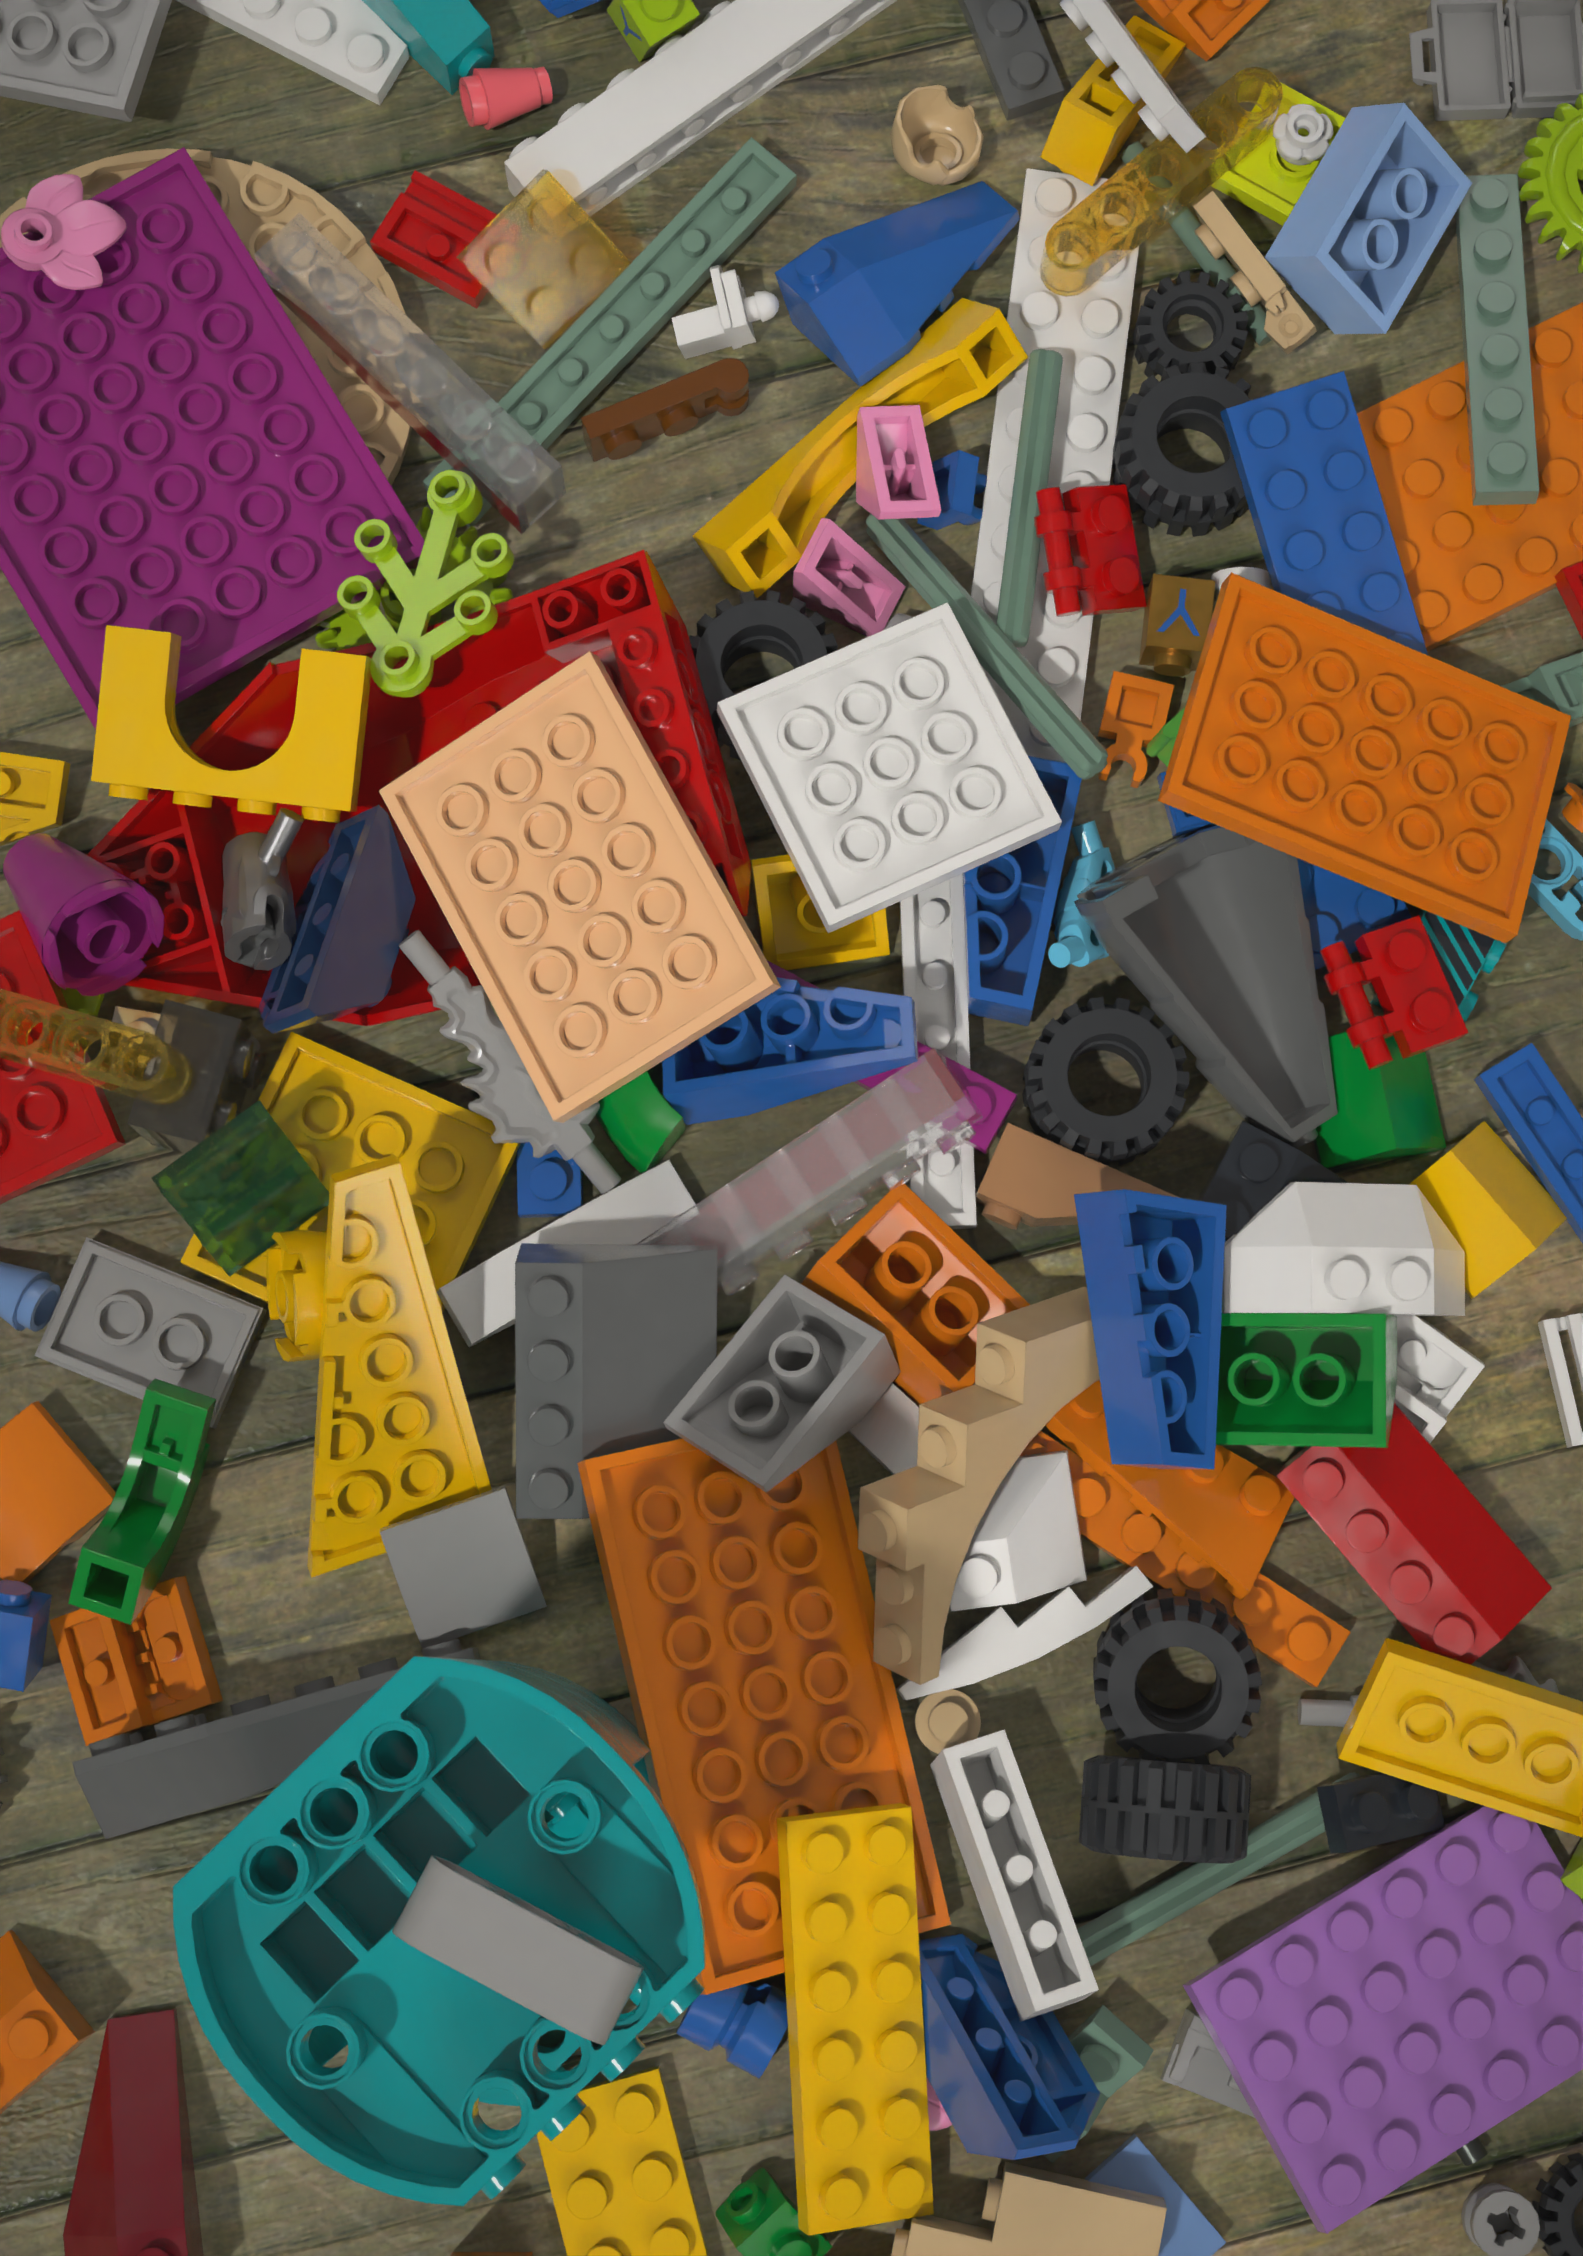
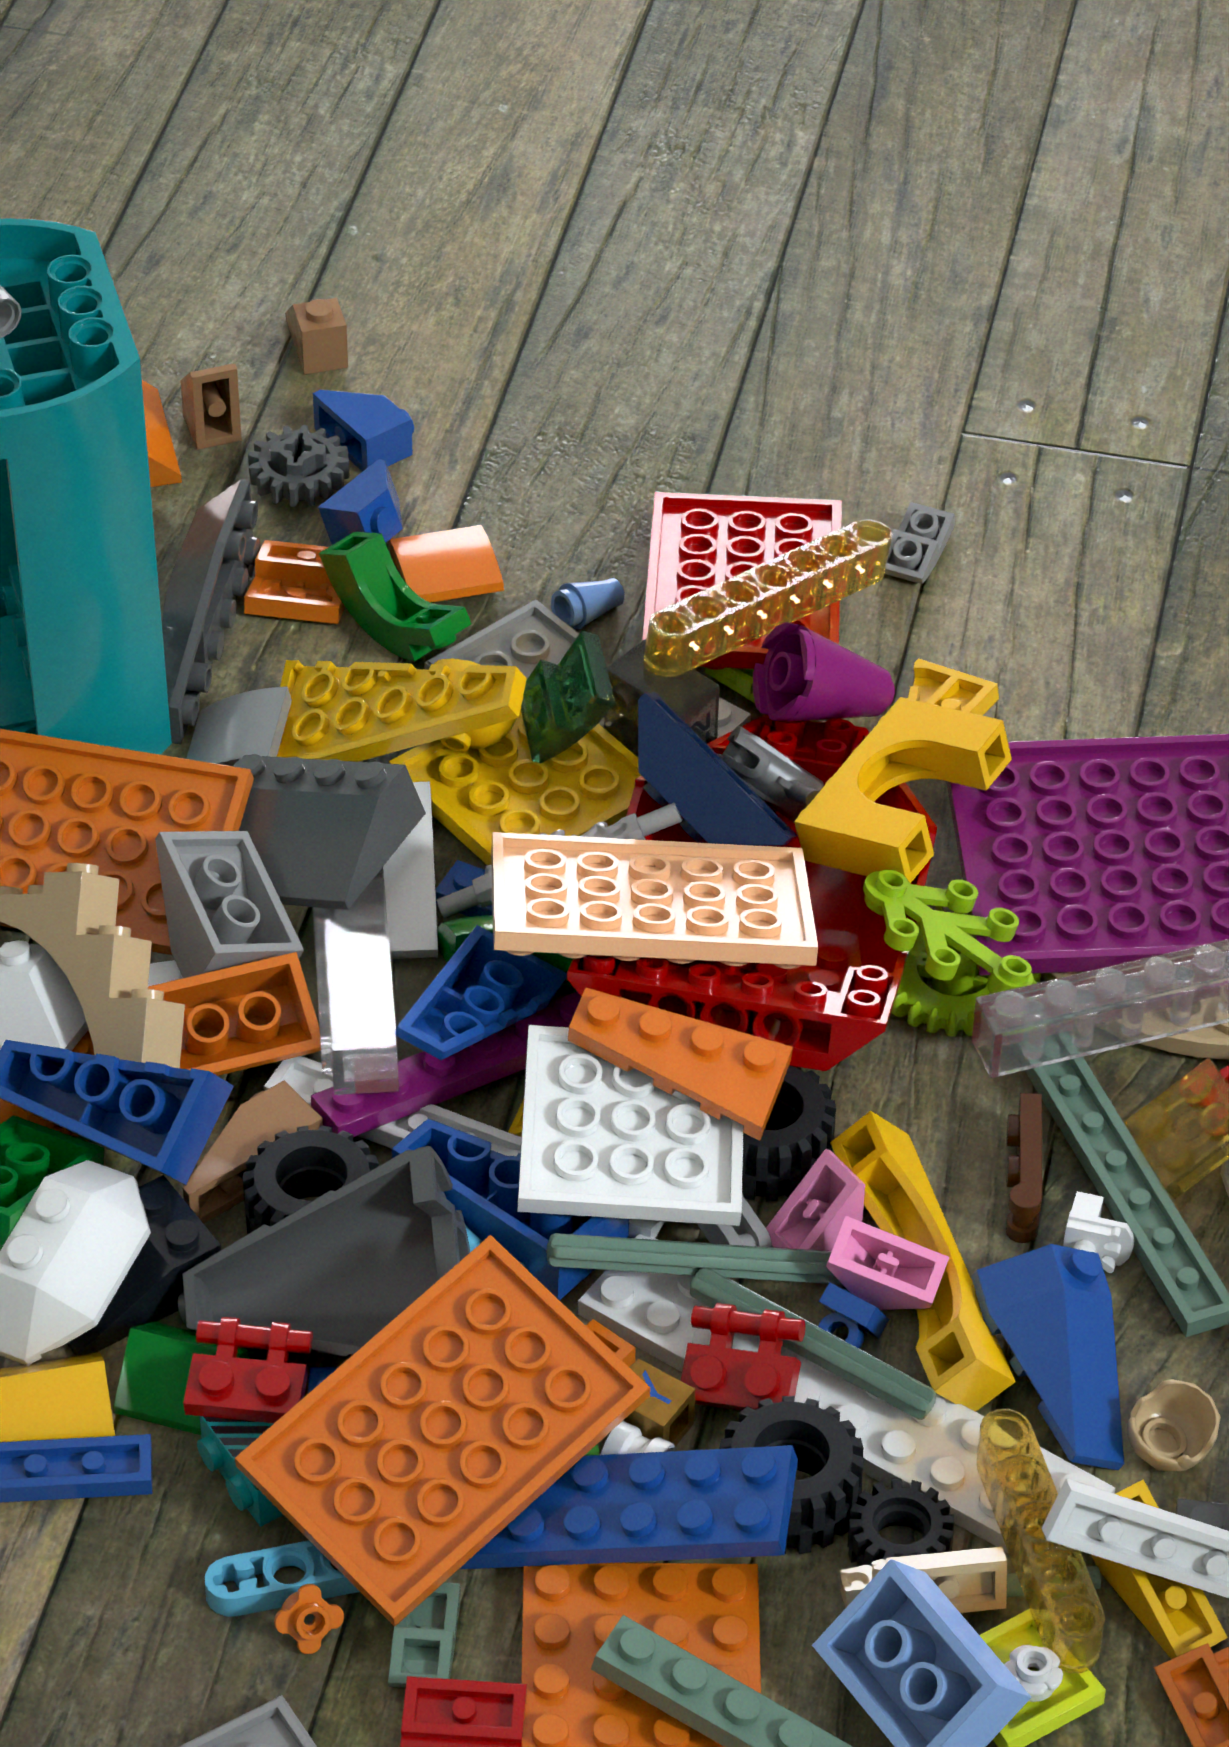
camera: 120 degrees right, 35 degrees down
(786, 725) = (707, 1062): none -> orange wing

